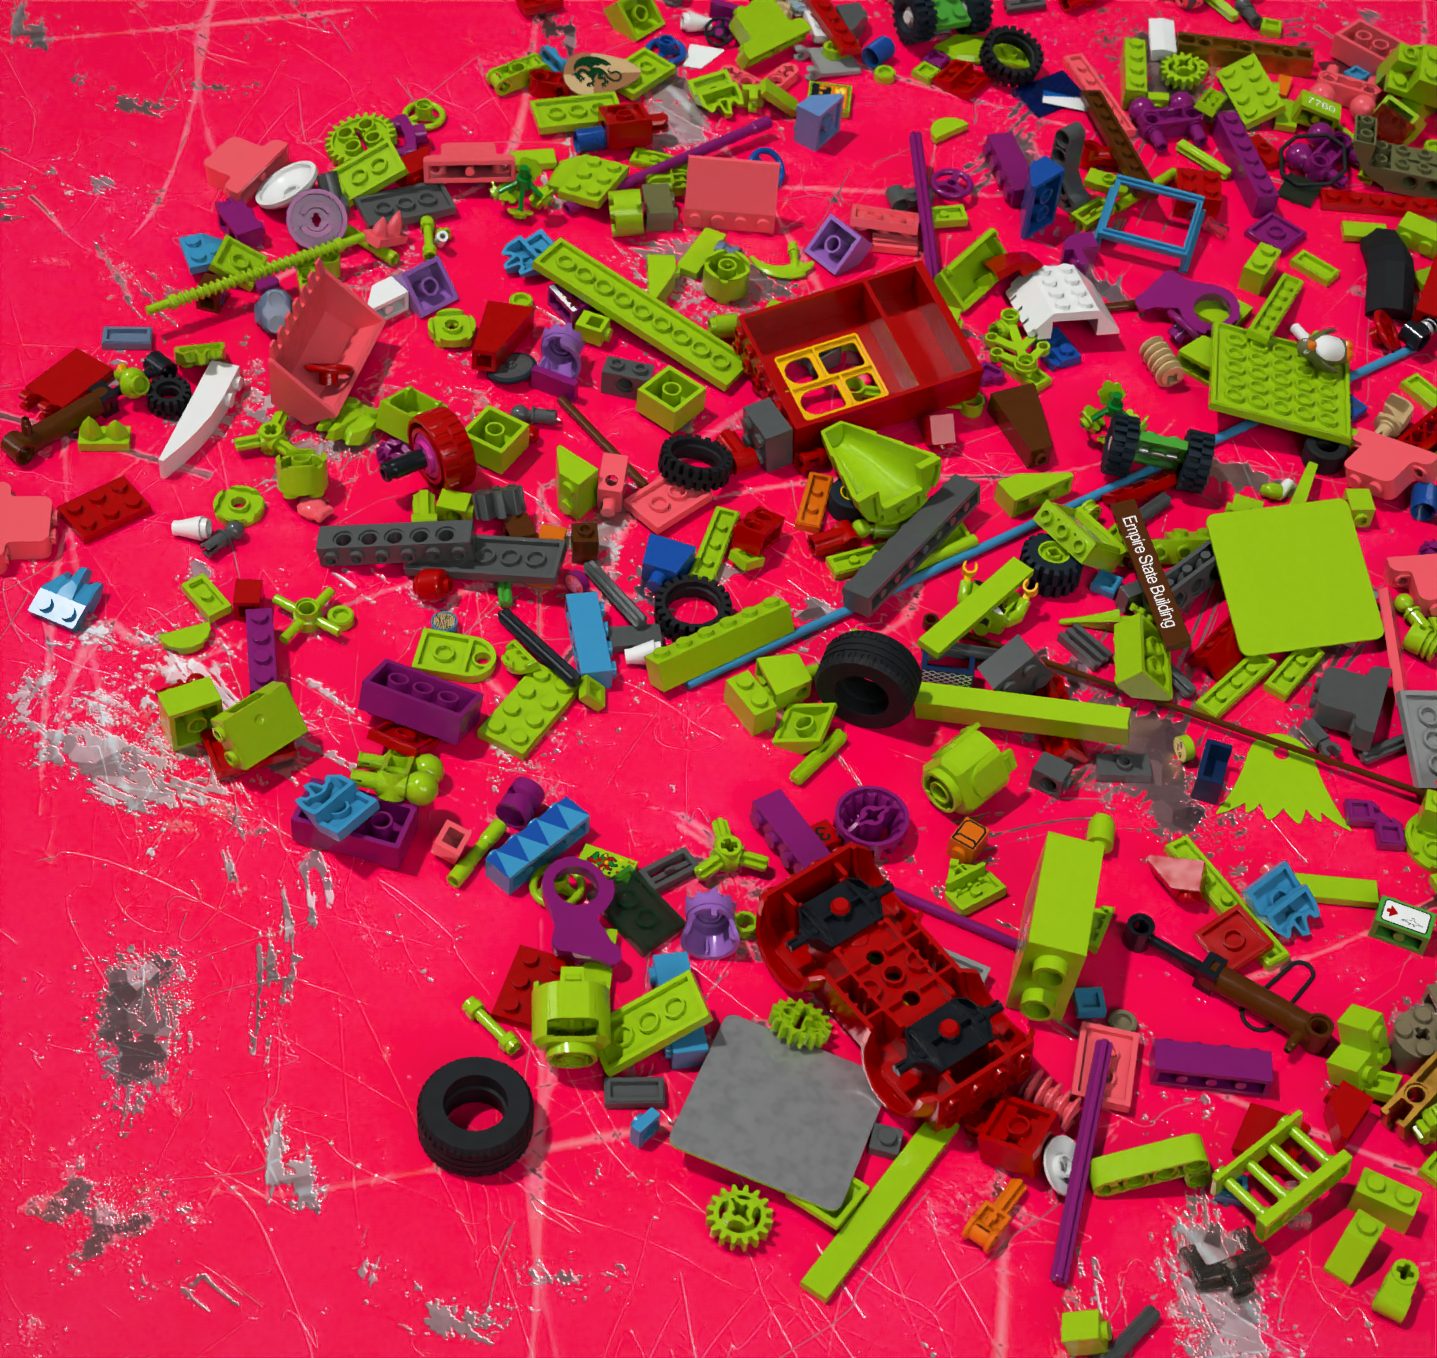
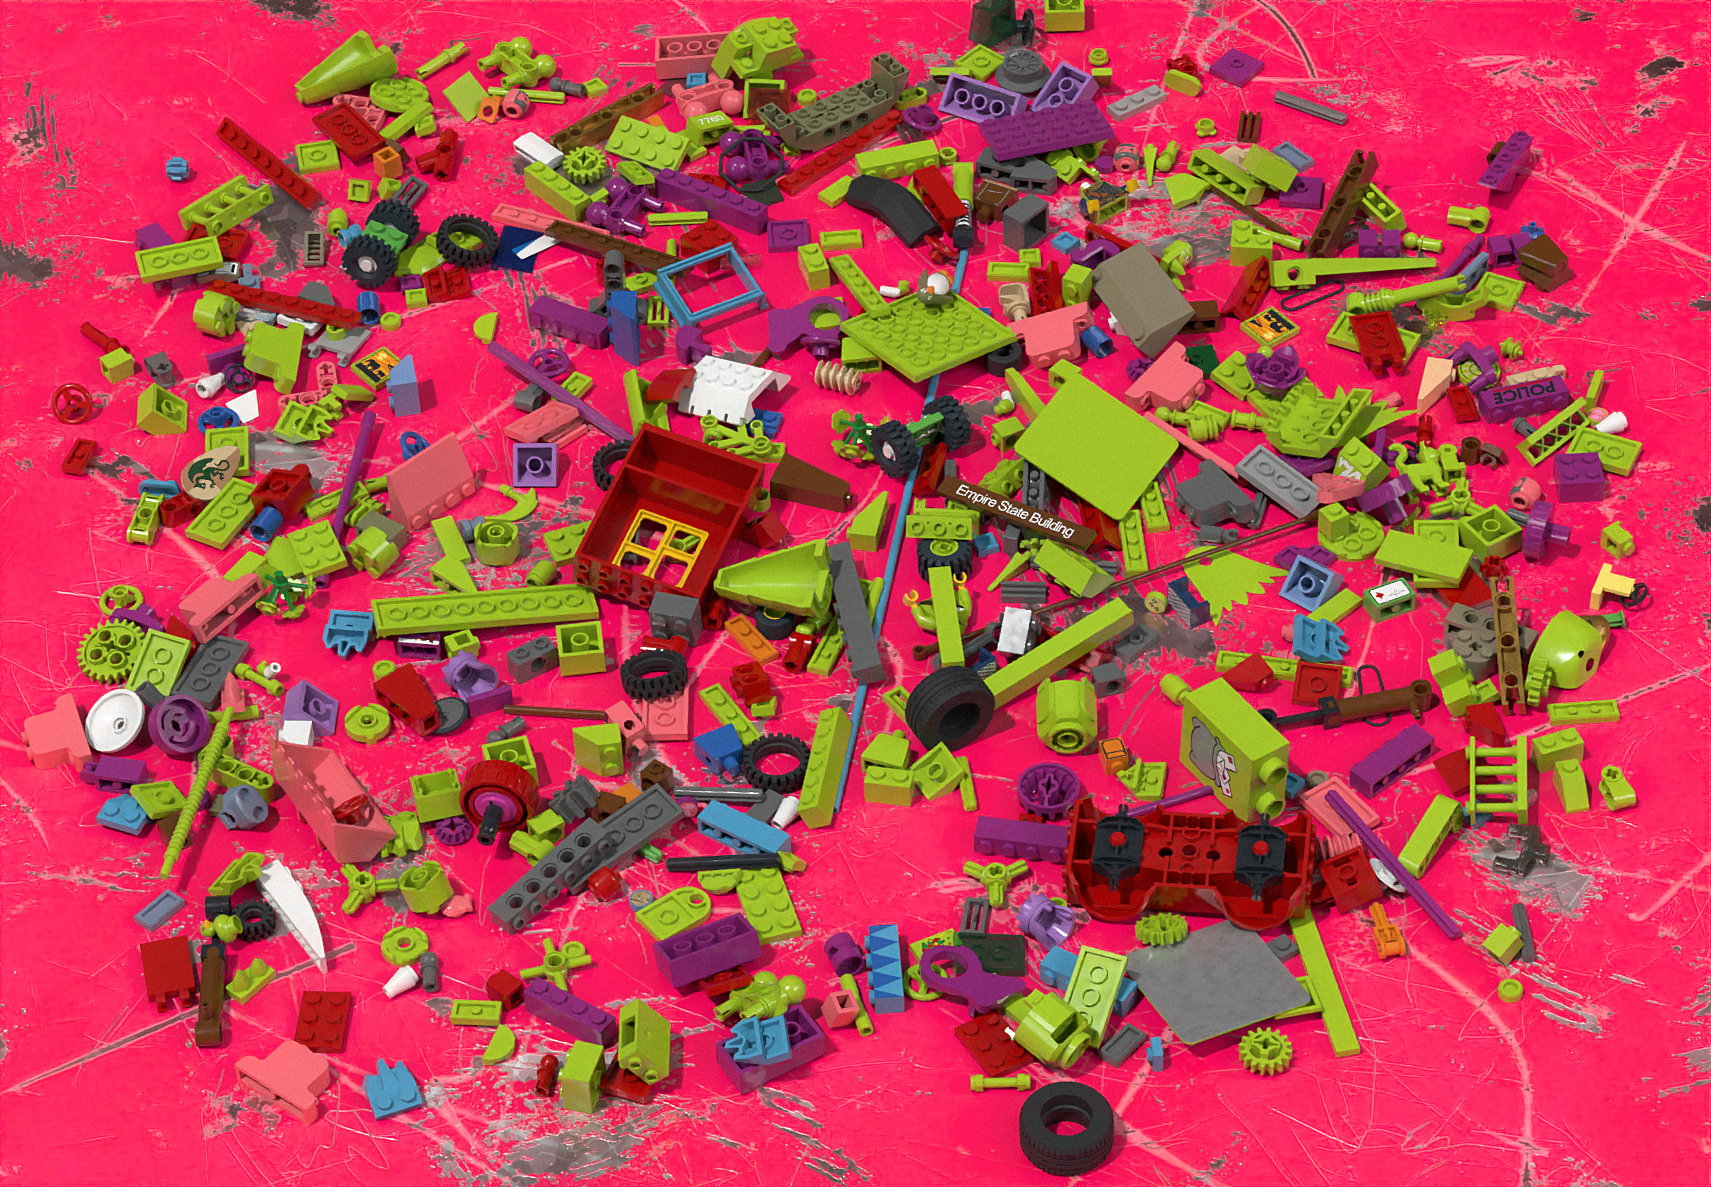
camera: 40 degrees left, 5 degrees down
(1347, 848) = (1310, 583): none -> medium blue slope

